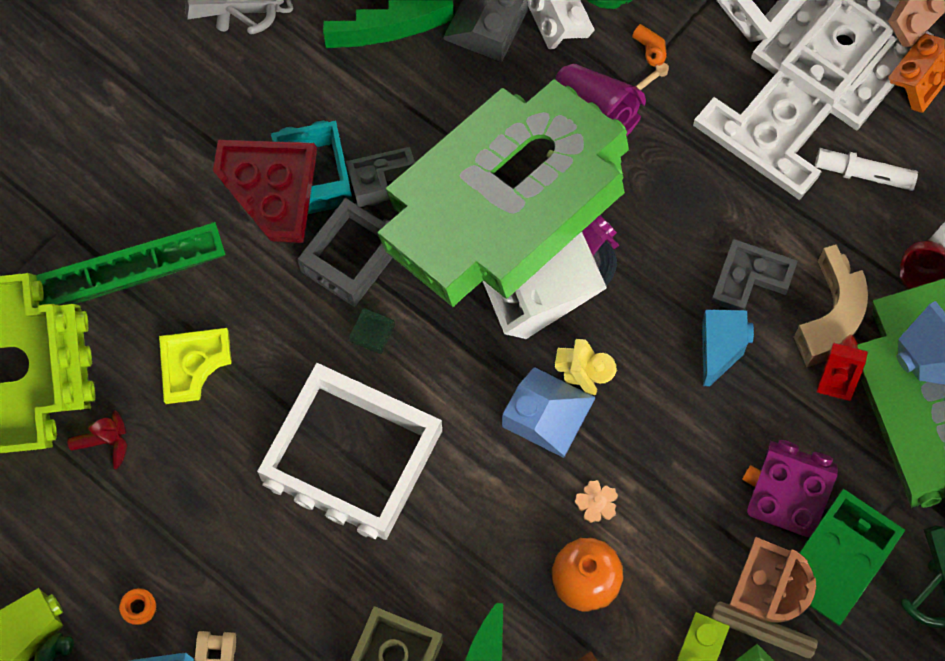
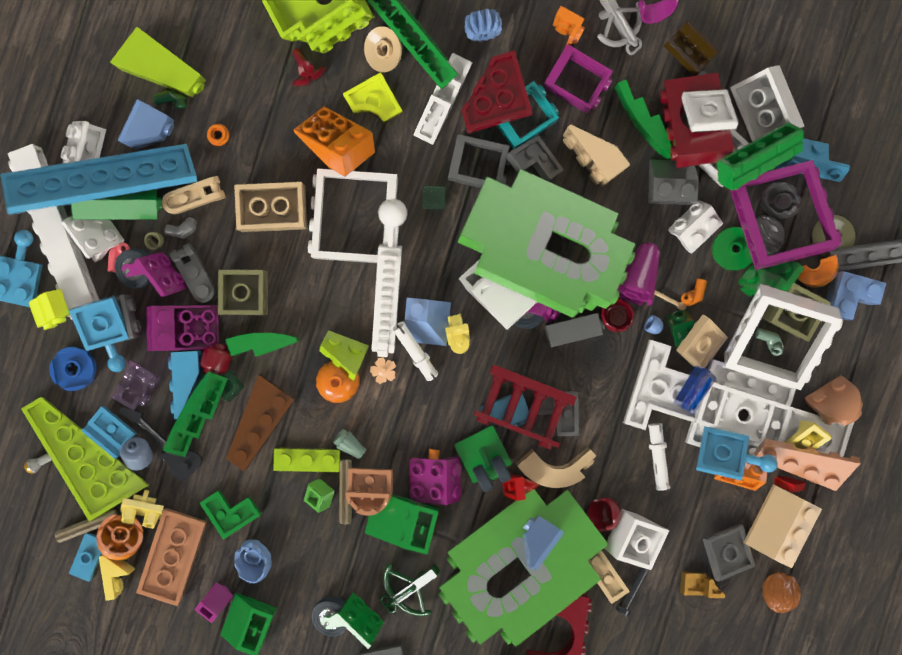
camera: 65 degrees right, 20 degrees up
(118, 329) = (376, 51): none -> tan dish
(162, 172) = (483, 25): none -> medium blue gear
(216, 62) = (569, 23): none -> orange bracket
(228, 429) = (336, 140): none -> orange slope
(245, 272) = (442, 102): none -> white slope
(281, 61) = (587, 63): none -> magenta window
(283, 563) = (270, 207): none -> tan brick
(408, 93) = (597, 155): none -> tan slope
(468, 430) = (392, 215): none -> white gear
(547, 542) = (344, 352): none -> lime wing
(599, 435) = (419, 358): none -> white pin
(641, 213) = (574, 330): none -> dark grey brick
(646, 150) = (618, 316): none -> dark red hair
(674, 110) = (653, 325): none -> medium blue hinge
(689, 594) = (348, 443): none -> sand green cone
(694, 76) = (680, 324): none -> dark green bracket
(715, 281) = (541, 392): none -> dark red fence
(724, 55) = (702, 342): none -> tan plate
(785, 82) = (695, 389): none -> clear blue tile
(786, 401) = (484, 458): none -> green plate
(894, 73) = (726, 454): none -> dark azure plate

